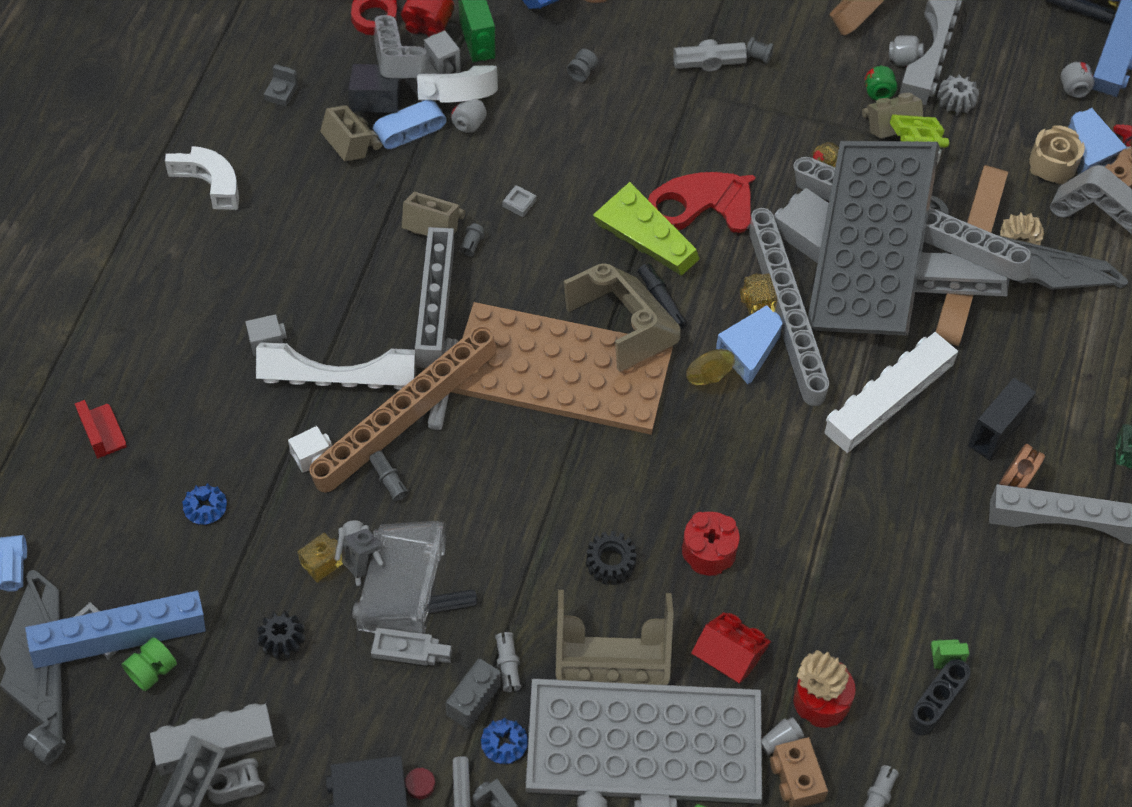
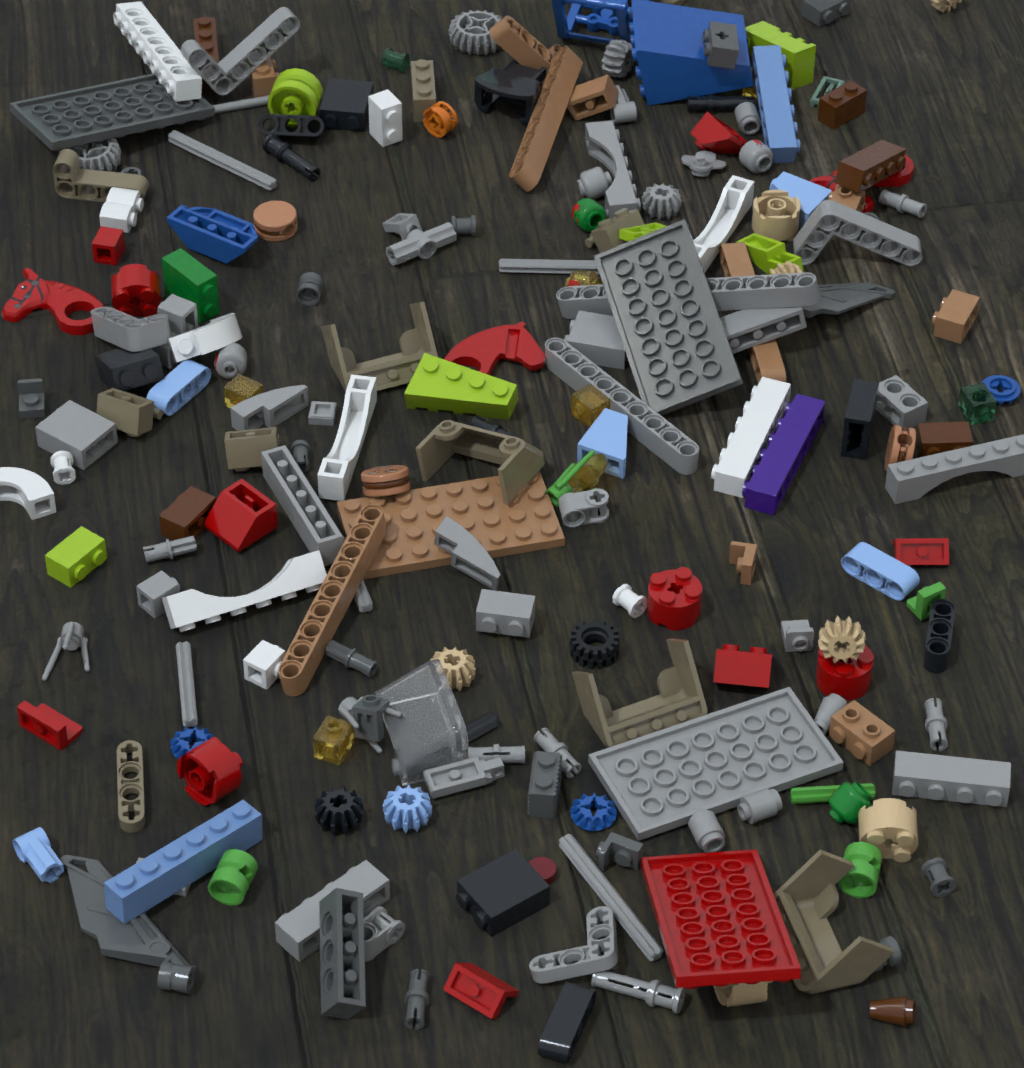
camera: 25 degrees left, 15 degrees down
(132, 525) = (128, 786): none -> dark tan beam
(166, 349) = (70, 639): none -> light grey plant
(192, 545) = (210, 771): none -> red brick
(220, 265) = (76, 556): none -> lime brick
(235, 439) = (186, 684): none -> light grey axle
(265, 167) = (62, 464): none -> white bush
(295, 138) = (78, 432): none -> light grey brick
(303, 290) = (169, 549): none -> light grey axle
(329, 659) = (407, 808): none -> light blue gear
(338, 263) = (186, 514): none -> reddish brown brick
(379, 284) = (241, 515): none -> red slope
(454, 638) = (508, 754): none -> light grey pin
(459, 155) = (241, 389): none -> clear yellow brick
(463, 519) = (458, 667): none -> tan gear
(473, 178) = (269, 408): none -> light grey slope
(492, 269) = (340, 463): none -> white arch
(525, 300) = (385, 480): none -> nougat head
(547, 490) = (505, 613): none -> light grey brick
(548, 410) = (467, 553): none -> light grey slope
(597, 178) = (391, 369): none -> dark tan windscreen
(670, 525) = (630, 601): none -> white bush
(677, 375) = (561, 486): none -> bright green plant
(686, 404) = (582, 508): none -> light grey piece
(705, 28) = (402, 224): none -> light grey bracket
(804, 529) = (744, 556): none -> medium nougat bracket
(805, 632) = (797, 635): none -> light grey bracket
(811, 123) = (546, 266): none -> light grey axle
(910, 424) = (784, 454): none -> dark purple brick
(925, 597) = (880, 571): none -> light blue beam
(960, 166) = (730, 210): none -> white arch
(979, 590) = (922, 551): none -> red panel
(1024, 65) = (702, 163): none -> light grey plate
(1027, 193) = (768, 252): none -> lime slope
(1050, 414) = (901, 403): none -> light grey brick
(1055, 42) = (717, 136): none -> red slope
(1073, 475) = (942, 437): none -> reddish brown brick
(1095, 32) = (747, 118): none -> light grey brick

